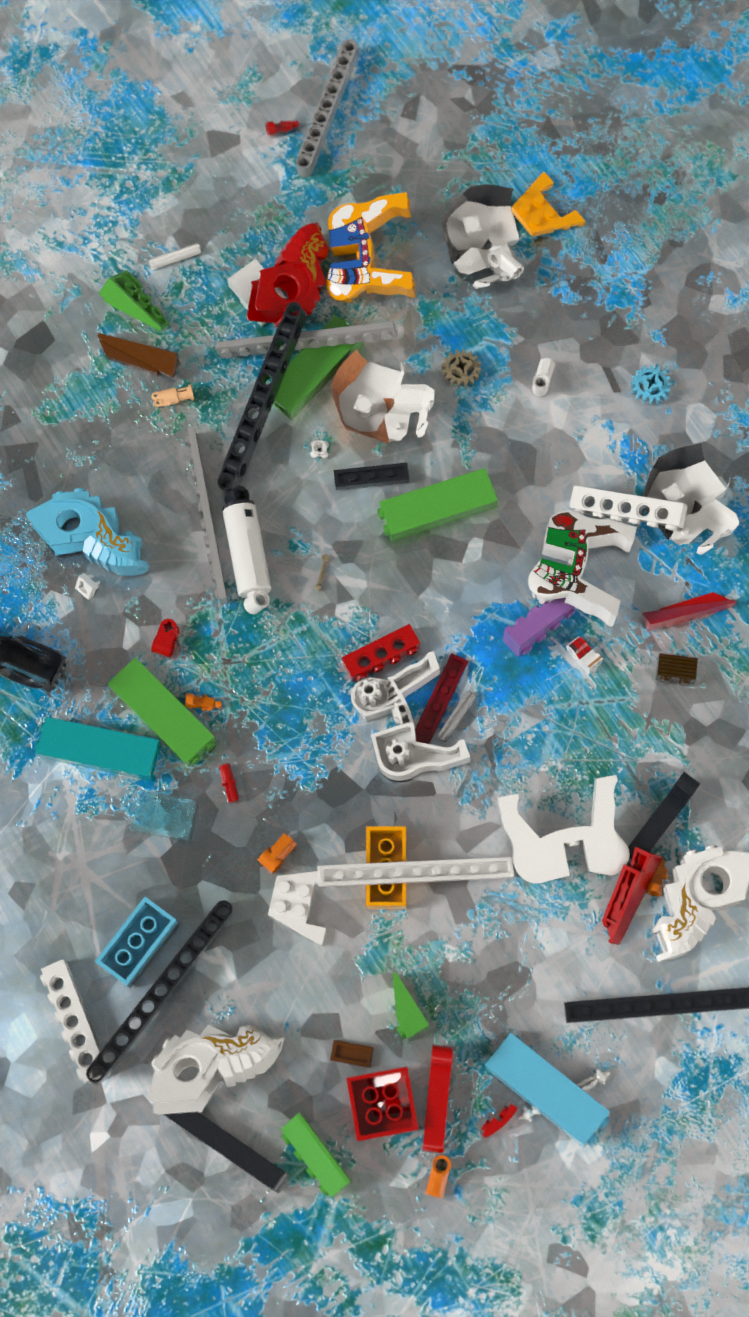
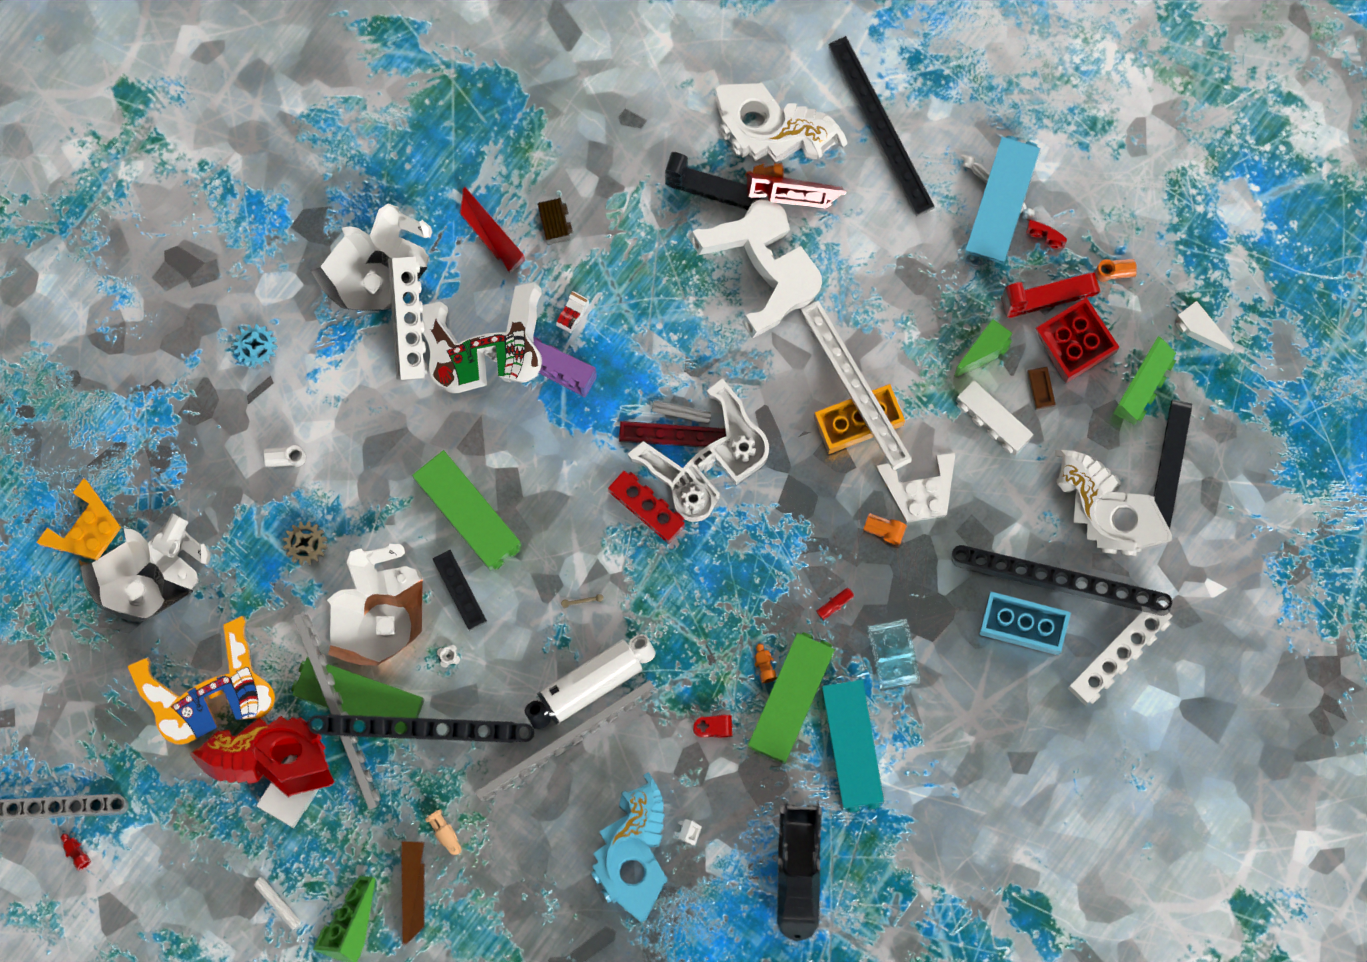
camera: 115 degrees left, 5 degrees up
(339, 995) = (994, 418): none -> white brick
(351, 1235) = (1200, 326): none -> white slope

